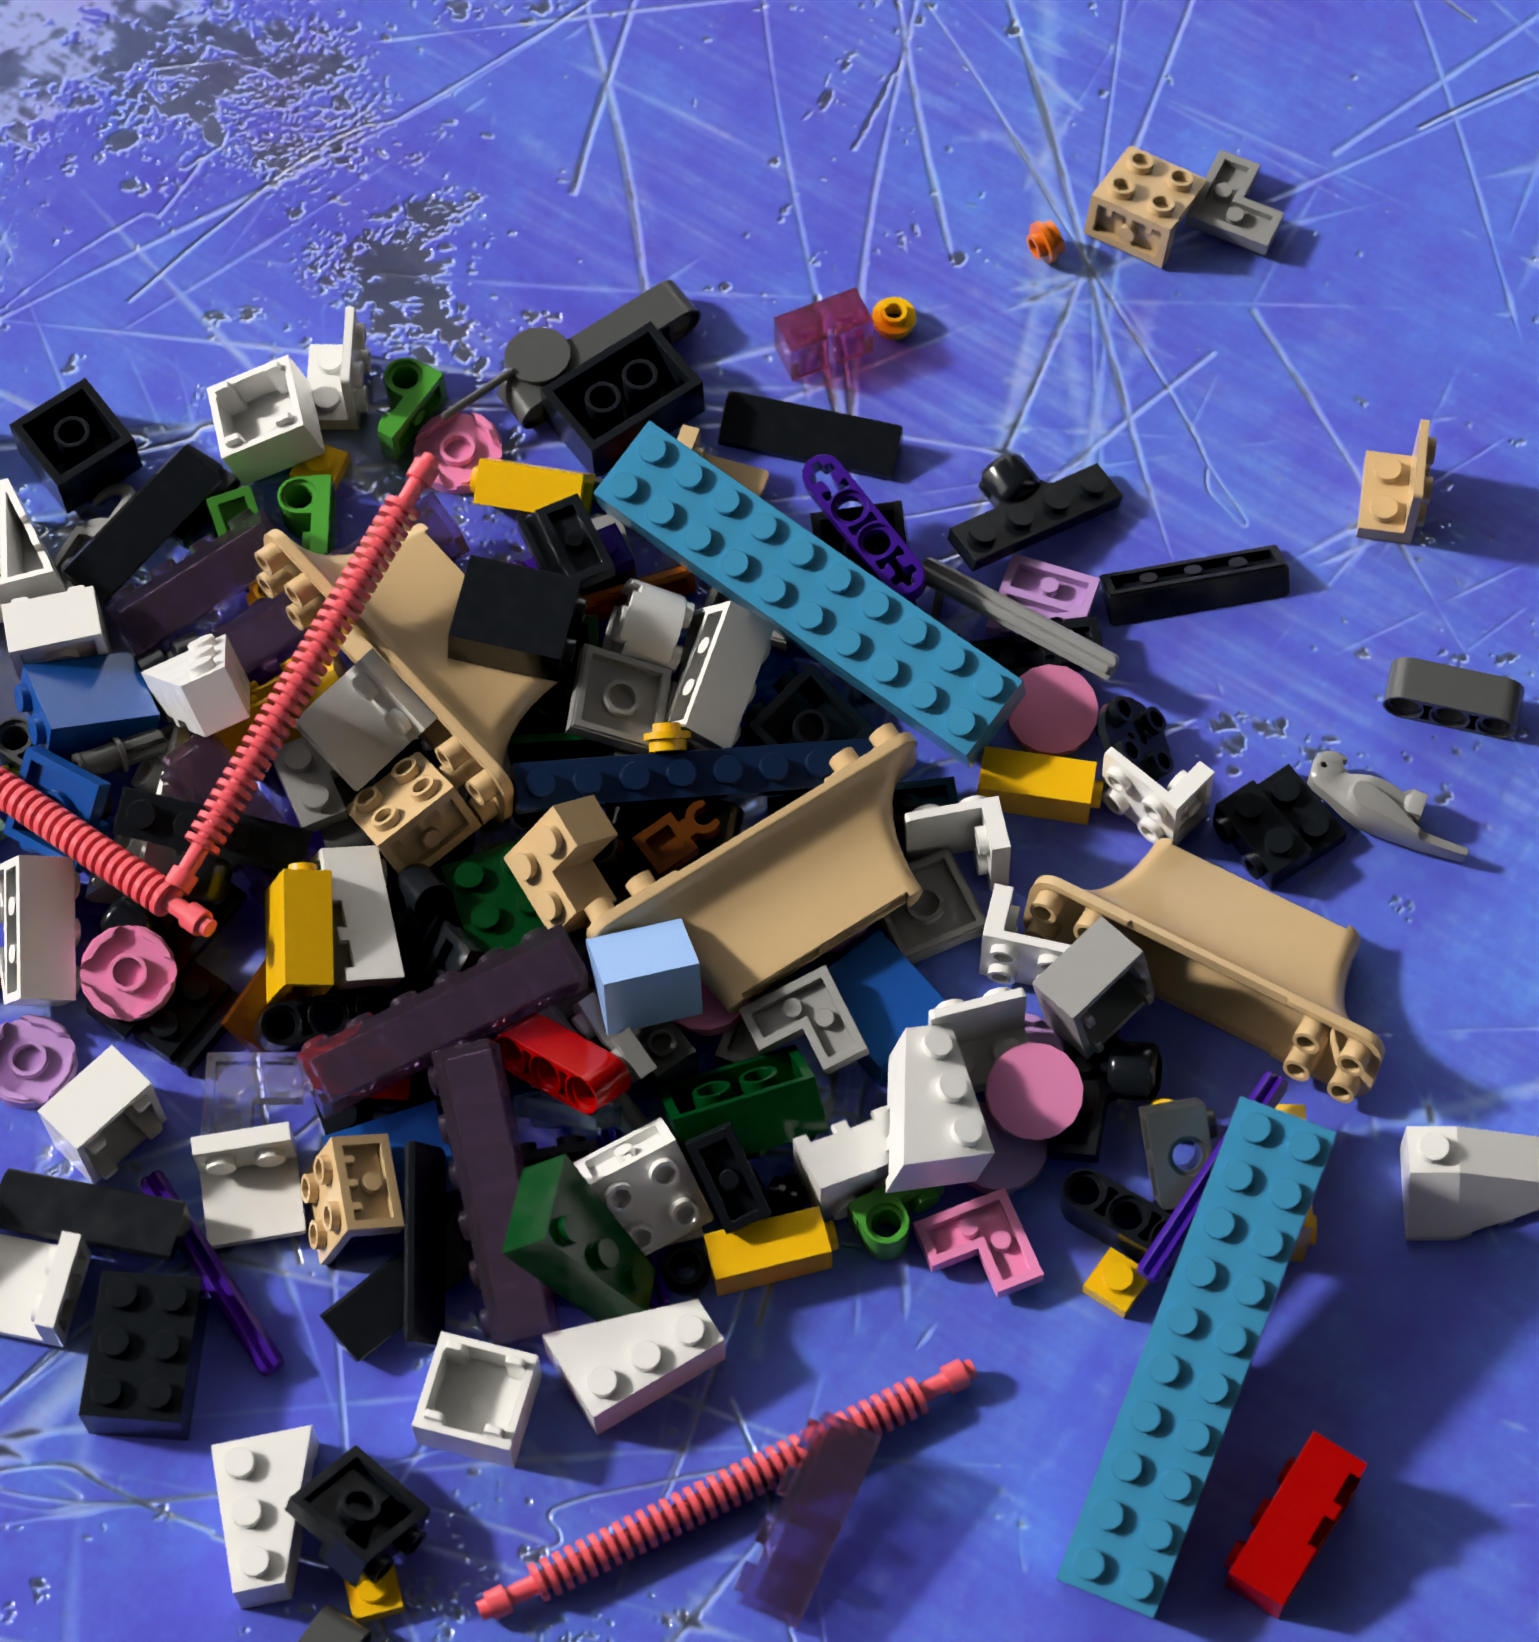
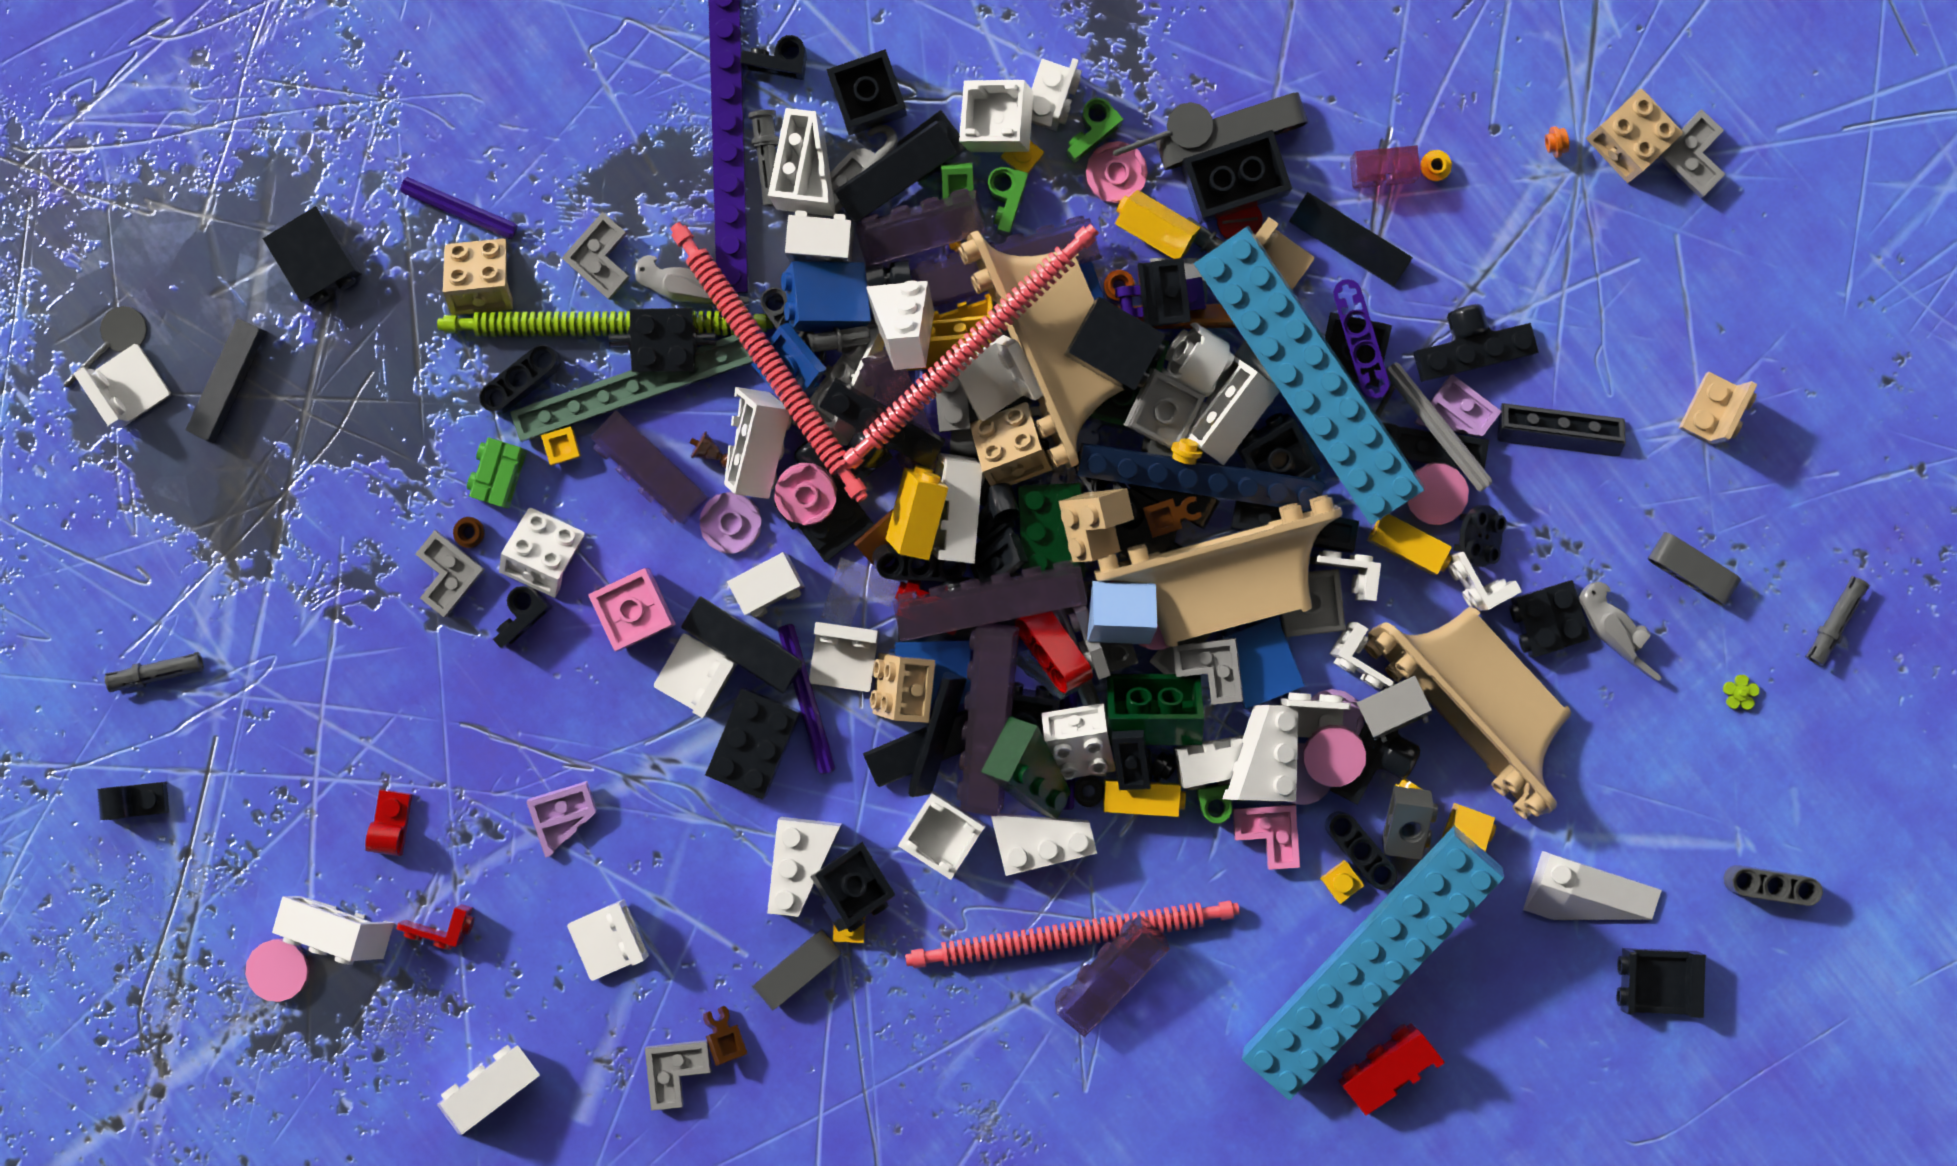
camera: 20 degrees right, 25 degrees up
(1172, 1236) = (1408, 860): dark purple axle -> none

